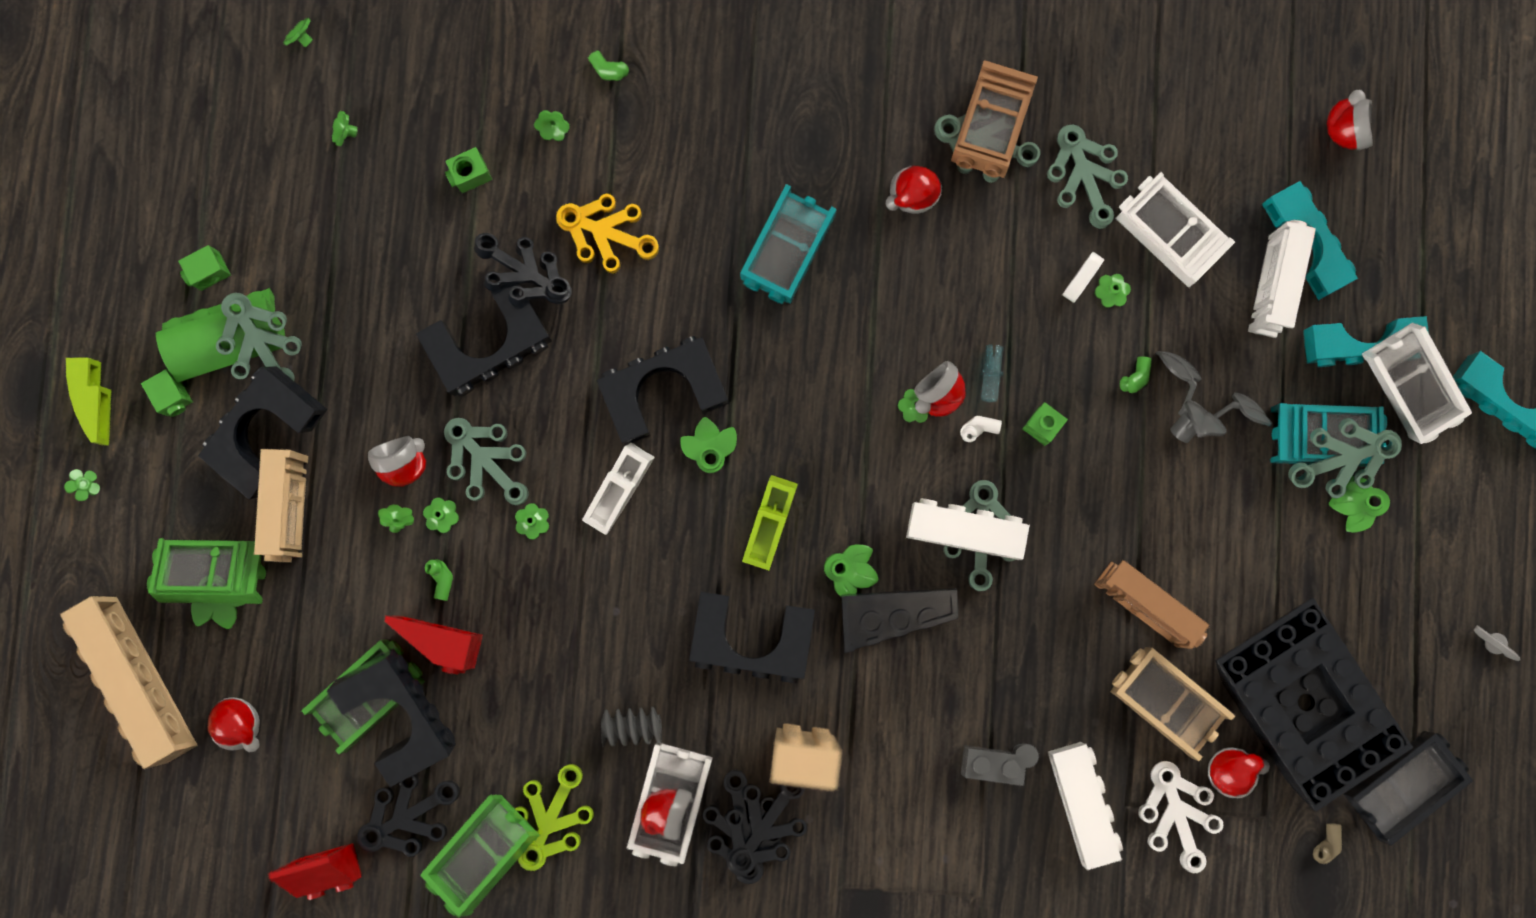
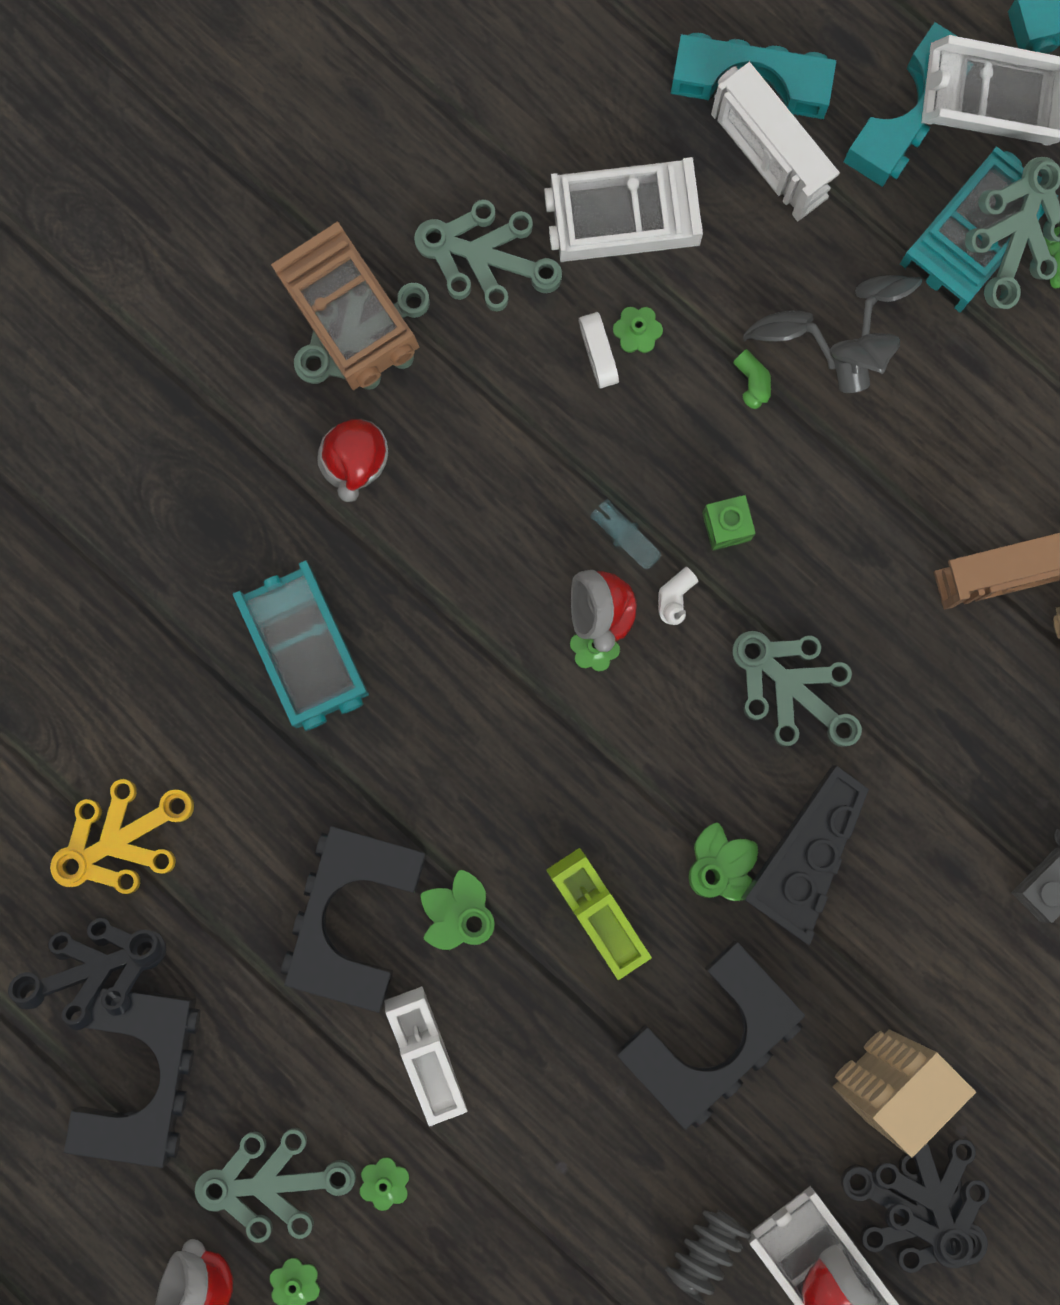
camera: 55 degrees left, 0 degrees up
(968, 531) = (782, 702): white brick -> none

